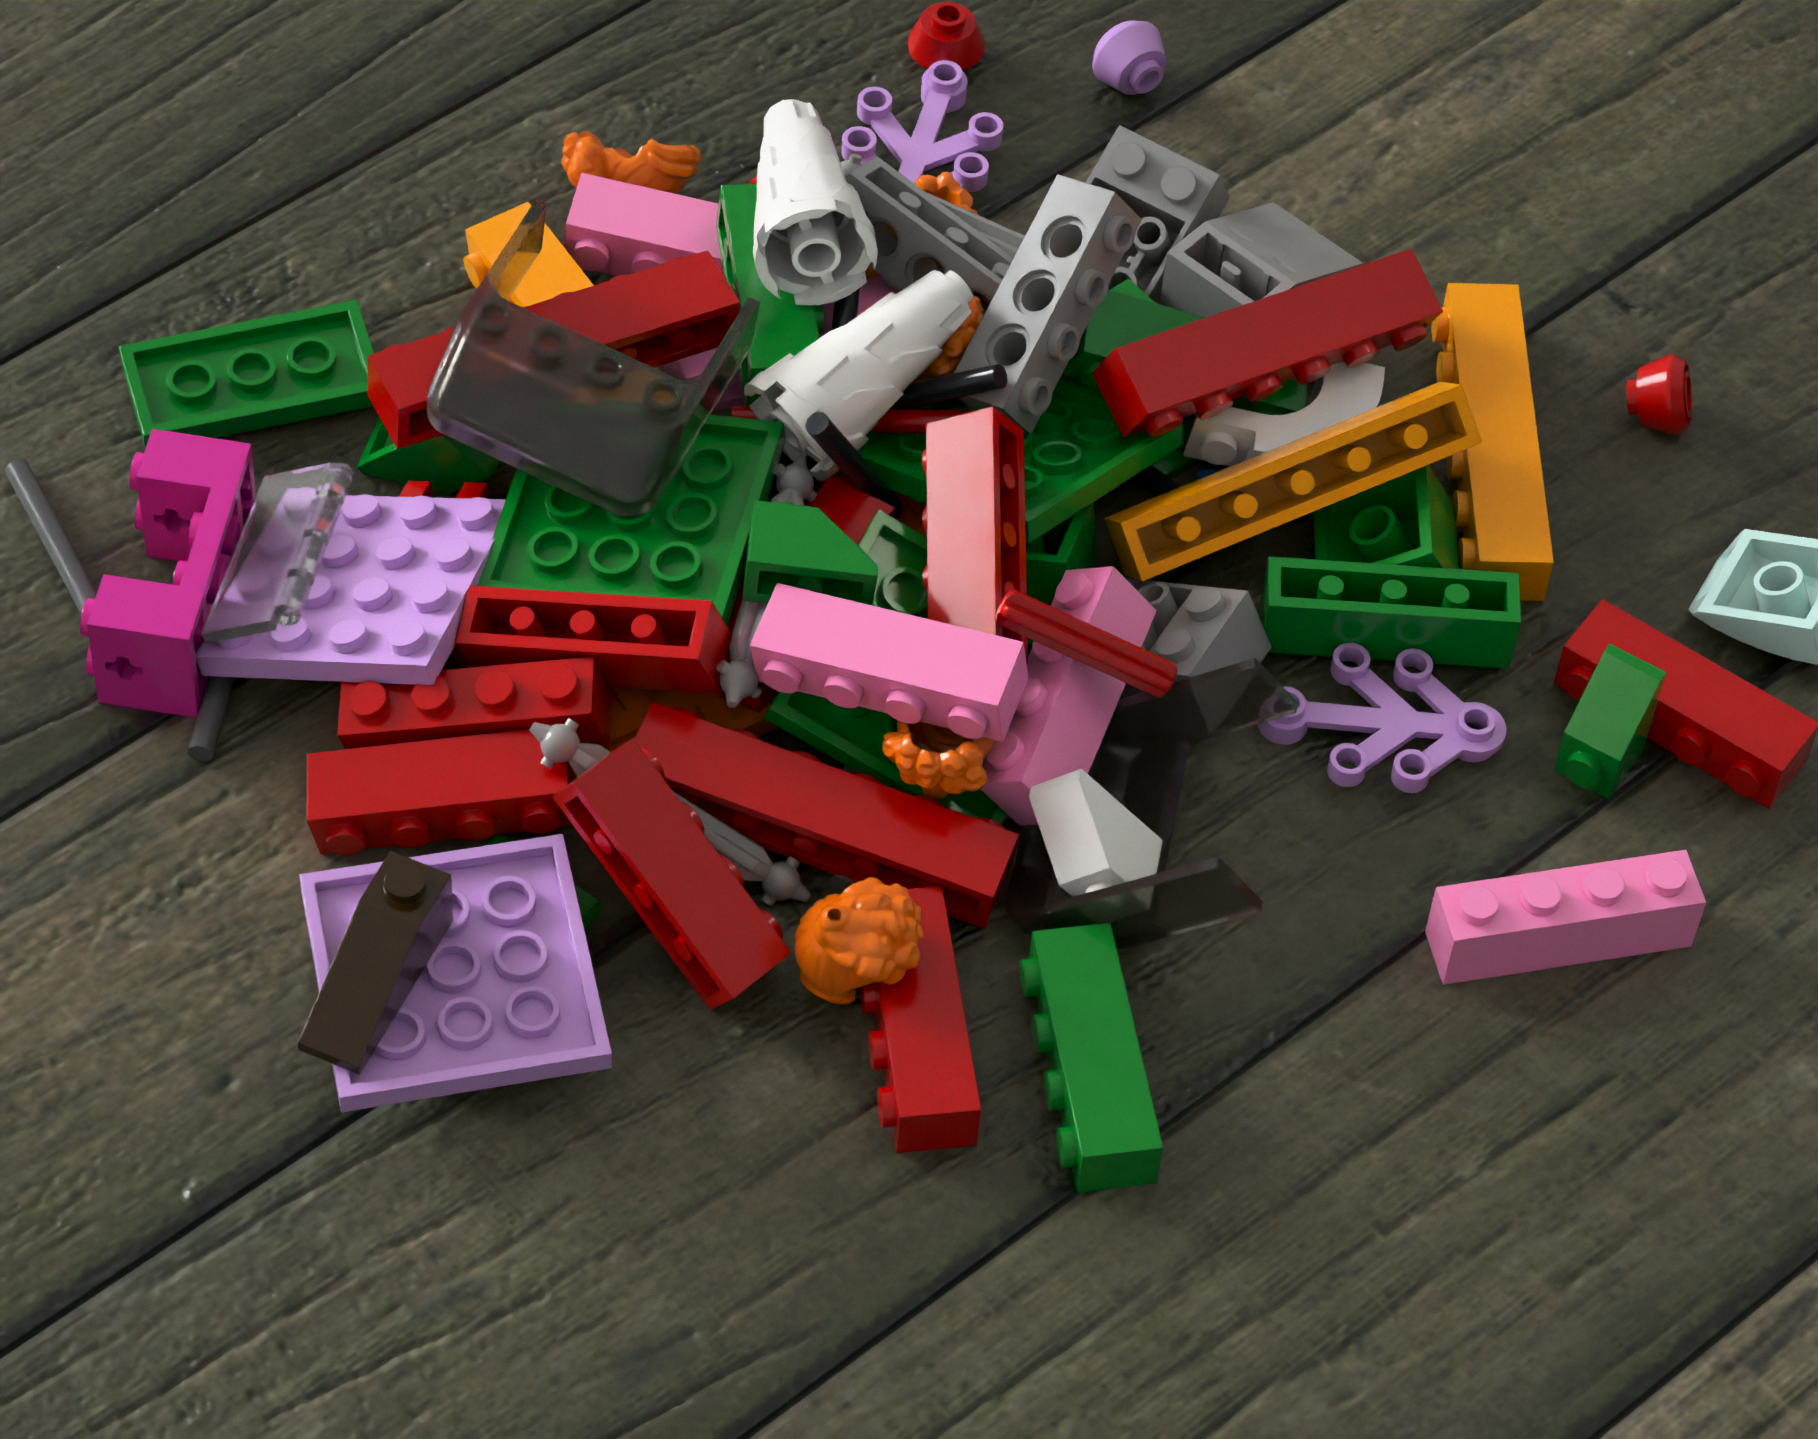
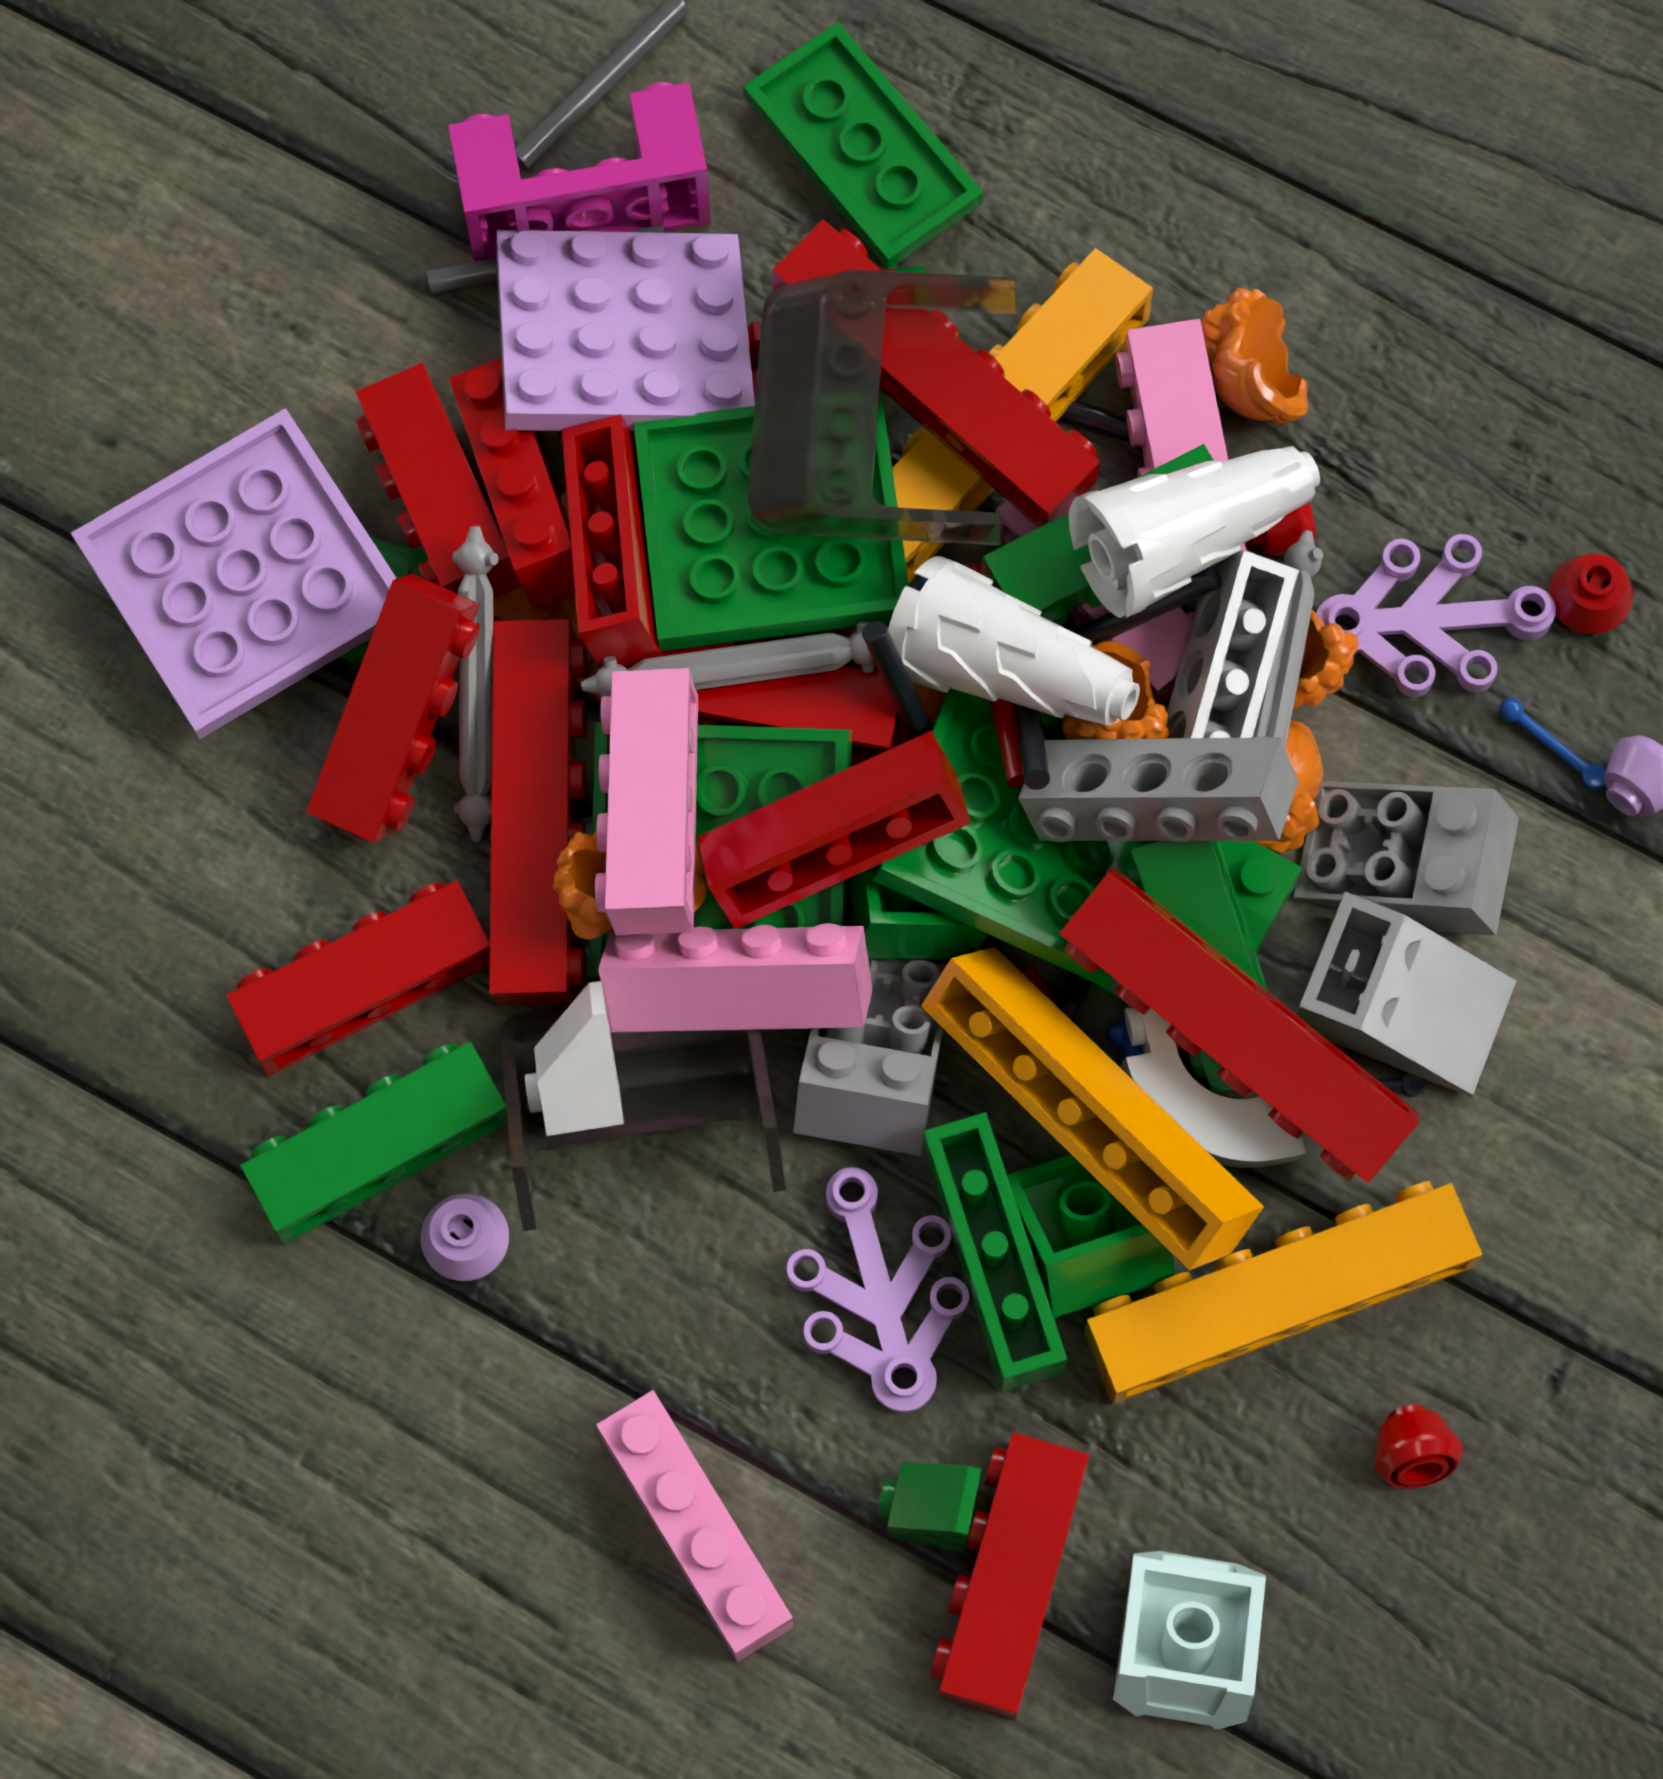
camera: 75 degrees right, 20 degrees up
(279, 551) = (617, 244): clear windscreen -> none
(378, 961) = (199, 505): dark brown slope -> none
(804, 551) = (740, 677): green slope -> none
(858, 939) = (390, 892): orange hair -> none
(1086, 643) = (750, 969): red axle -> none
(1108, 102) = (1591, 775): none -> blue hinge
(1211, 1021) = (479, 1247): none -> lavender cone

